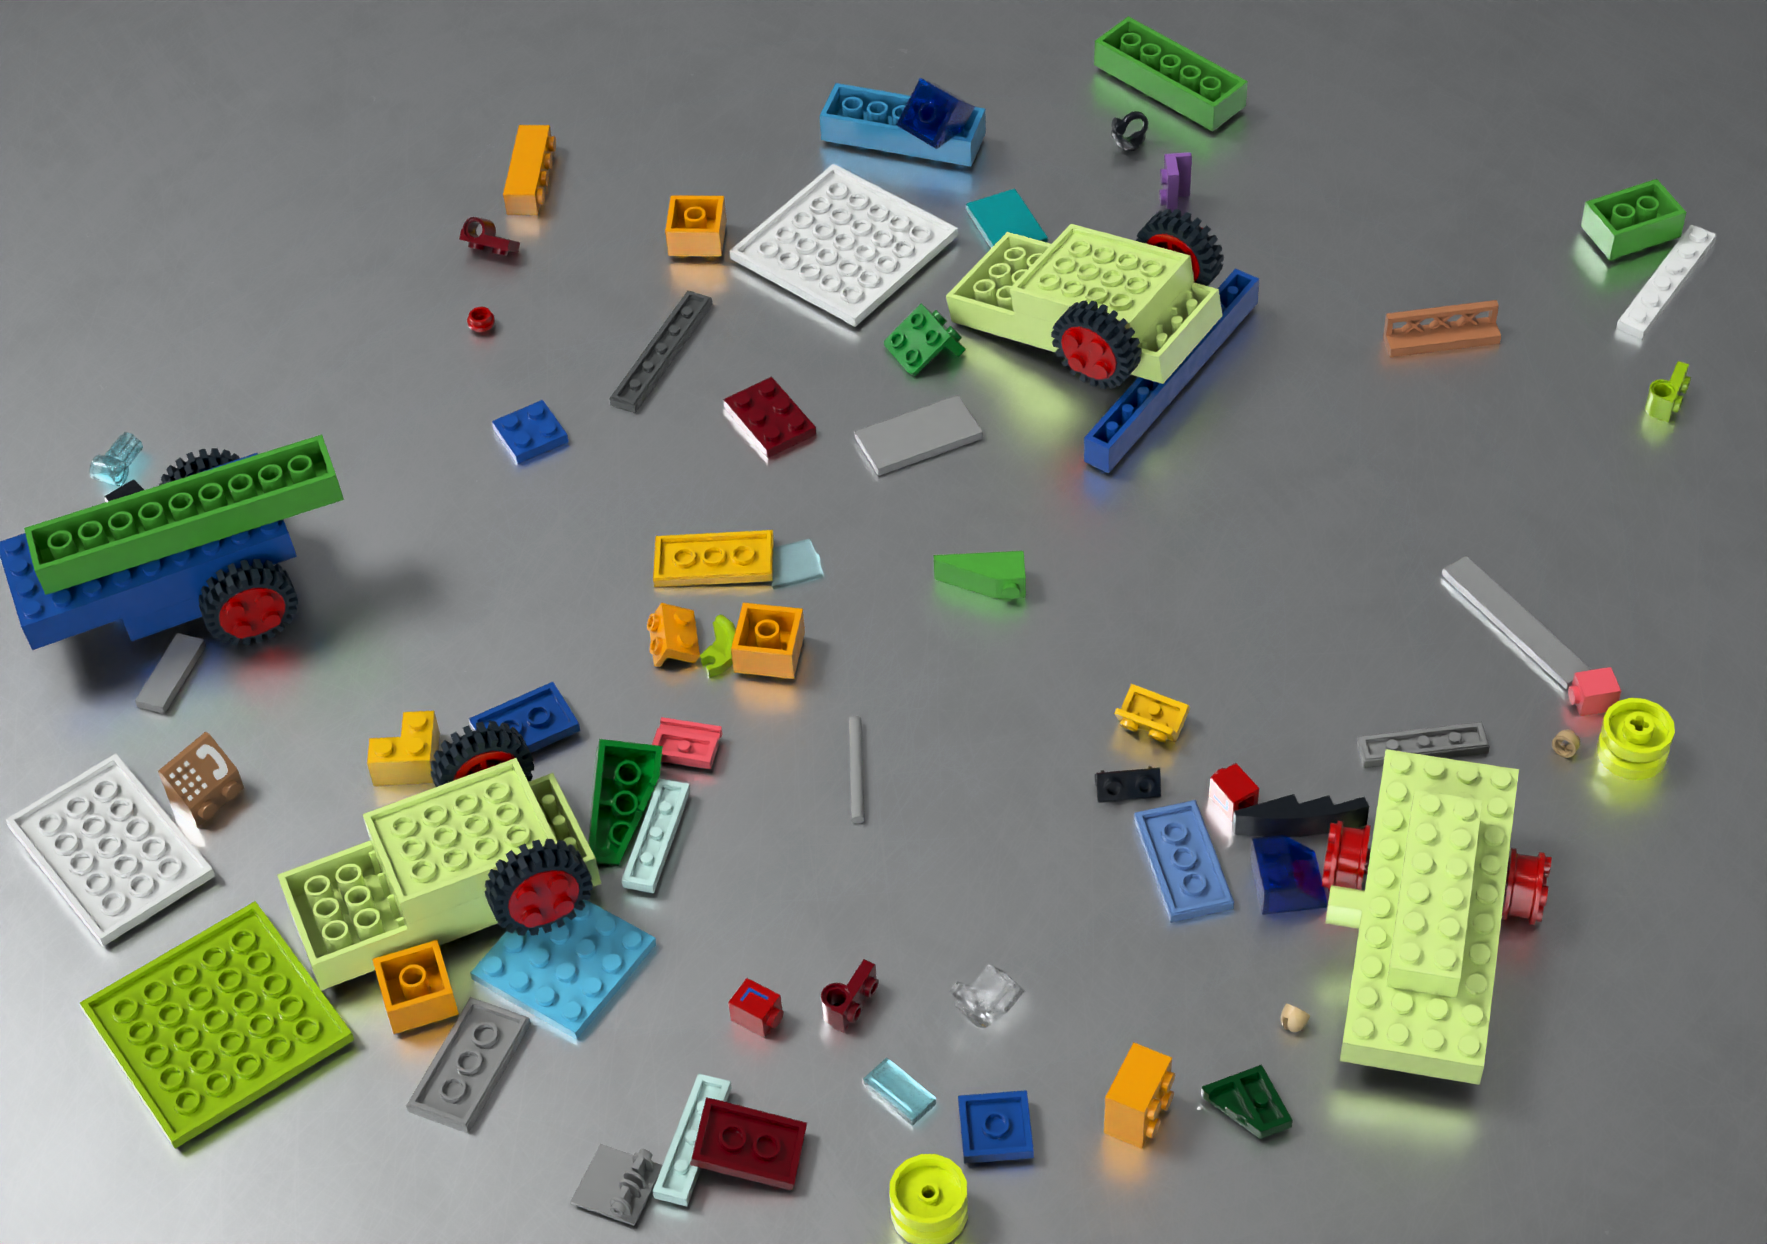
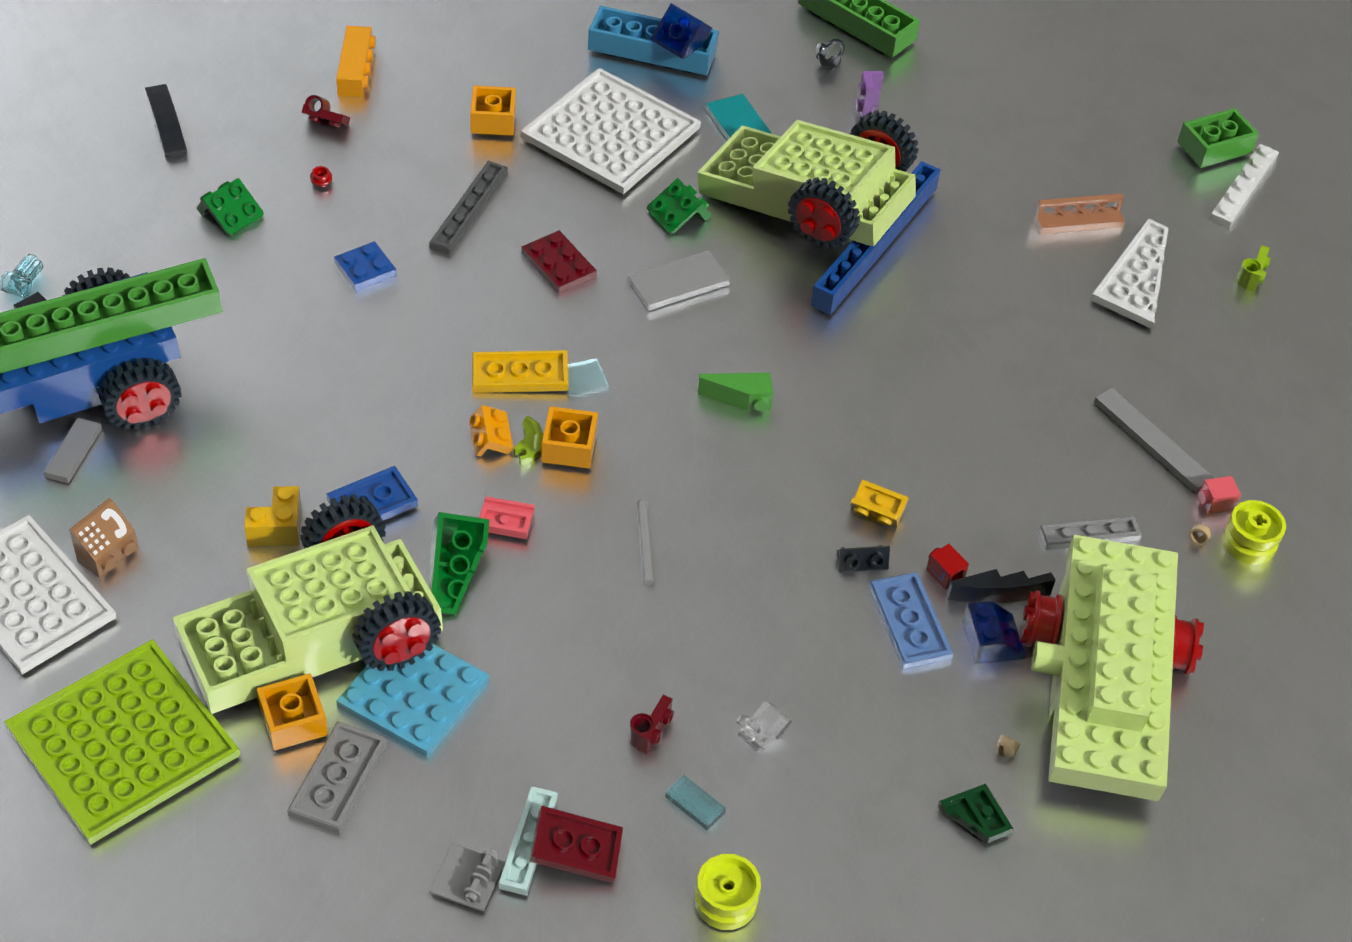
camera: 10 degrees left, 0 degrees up
(295, 256) = (165, 120): none -> black slope
(369, 363) = (231, 206): none -> green bracket
(656, 835) = (485, 592): light aqua plate -> none
(756, 1008) = (575, 733): red brick -> none
(995, 1127) = (776, 832): blue plate -> none
(1139, 1096) = (892, 808): light orange brick -> none
(1508, 412) = (1135, 278): none -> white wing

